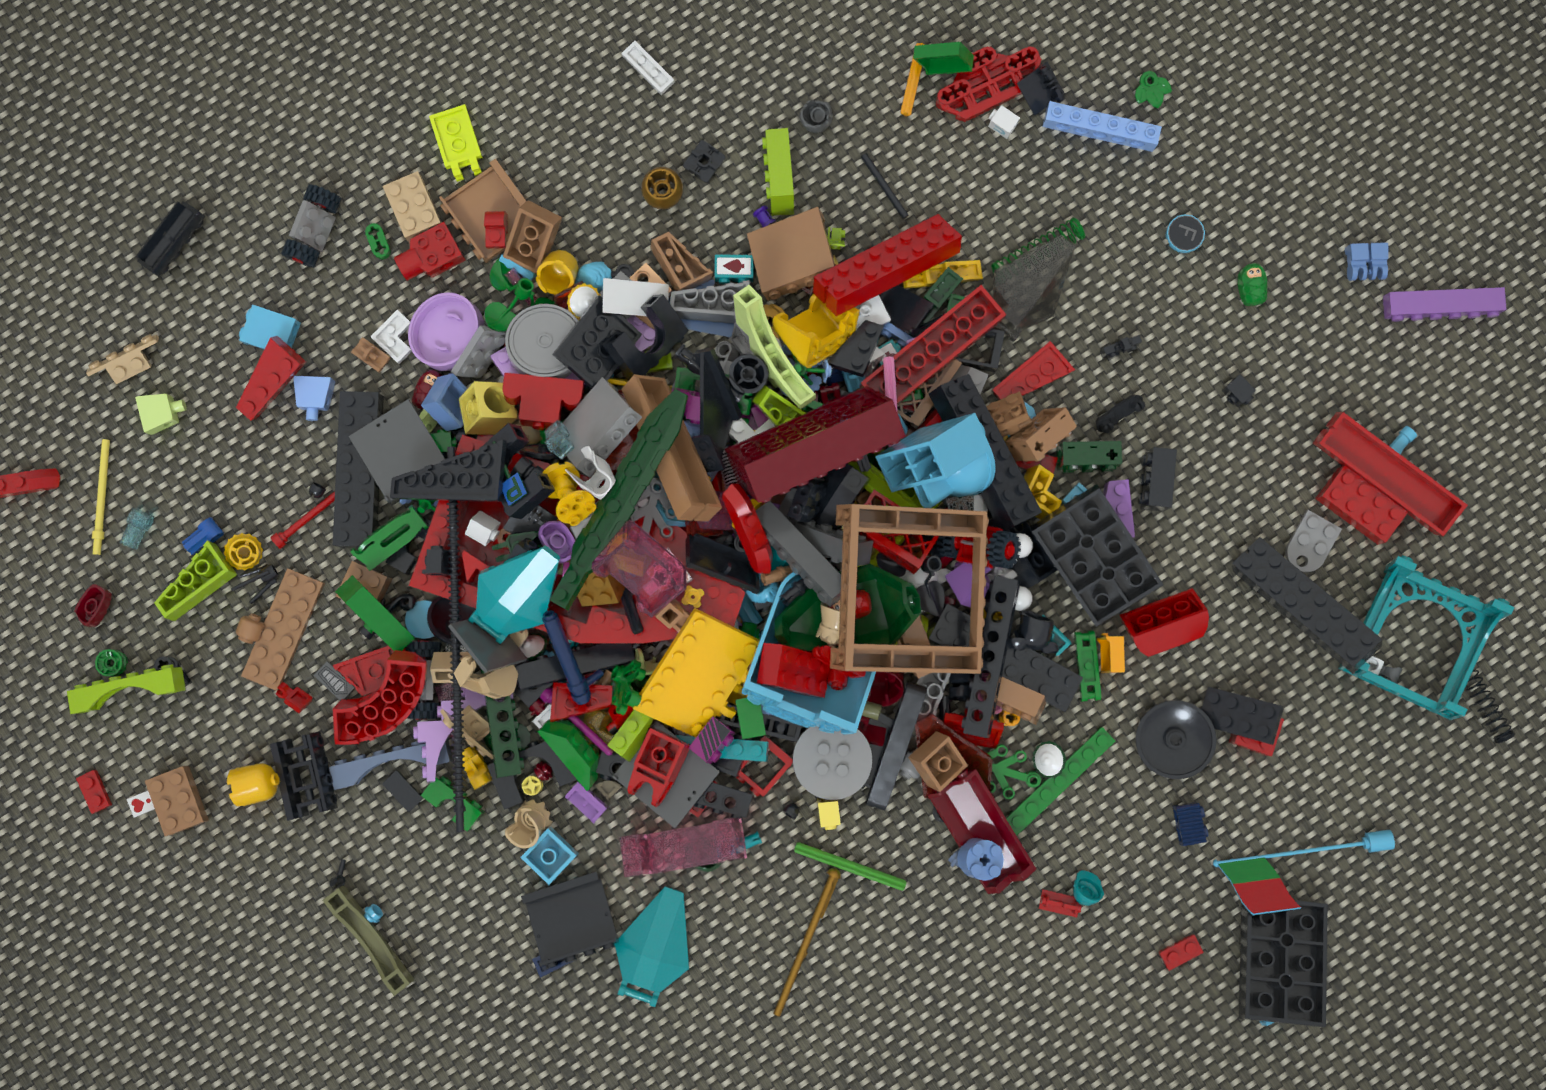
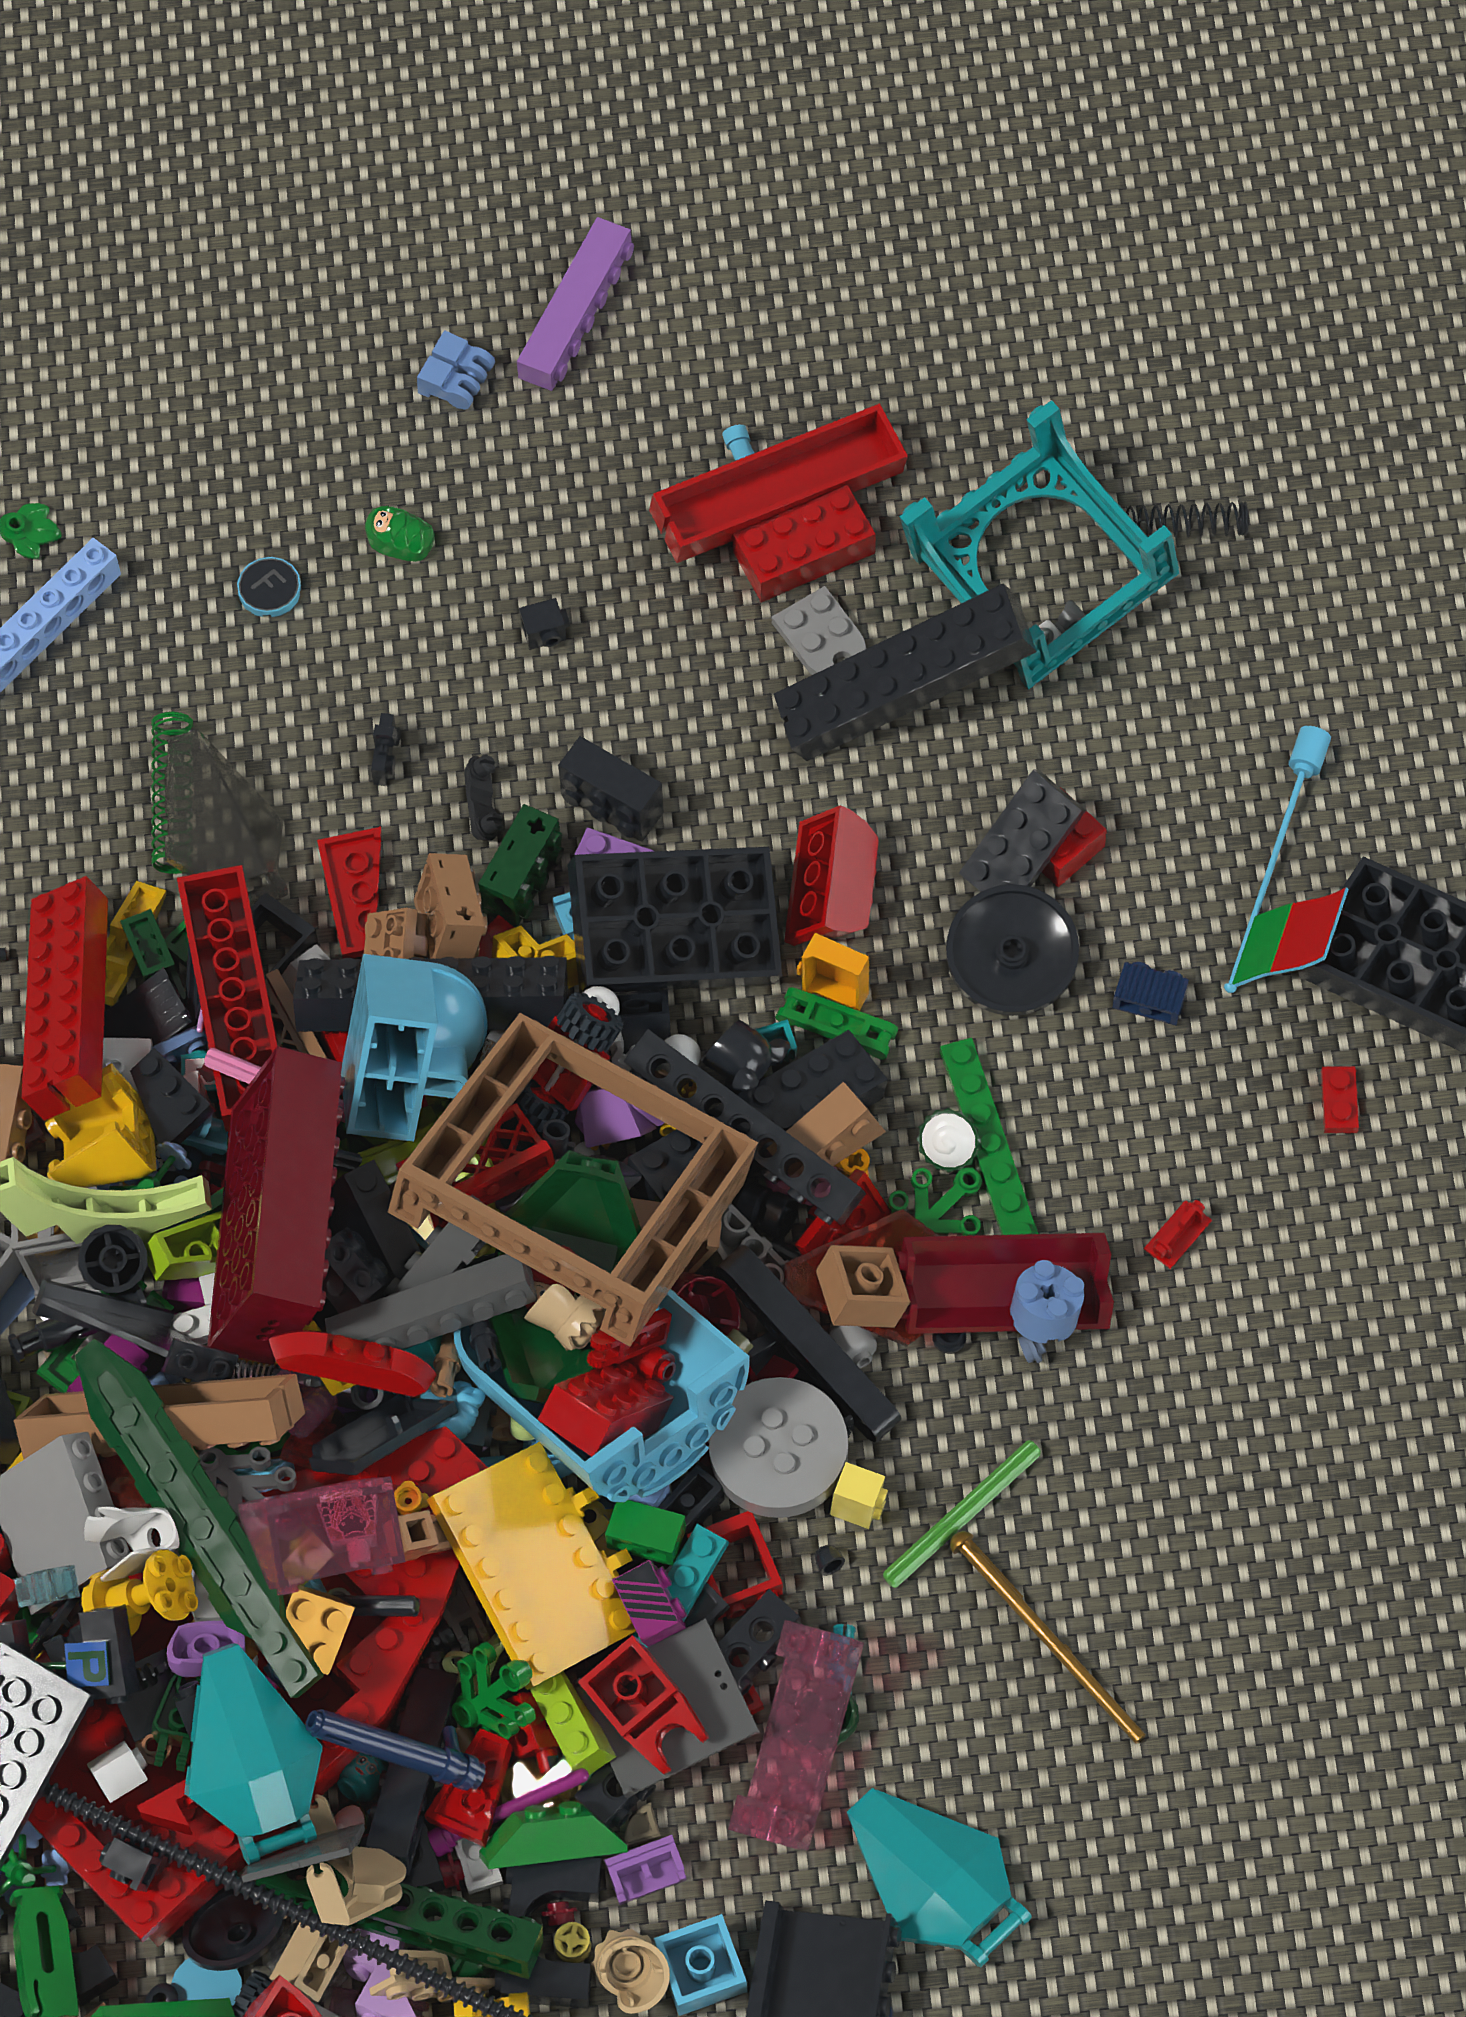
camera: 60 degrees left, 20 degrees down
(1087, 888) = (1175, 1182): teal hat -> none

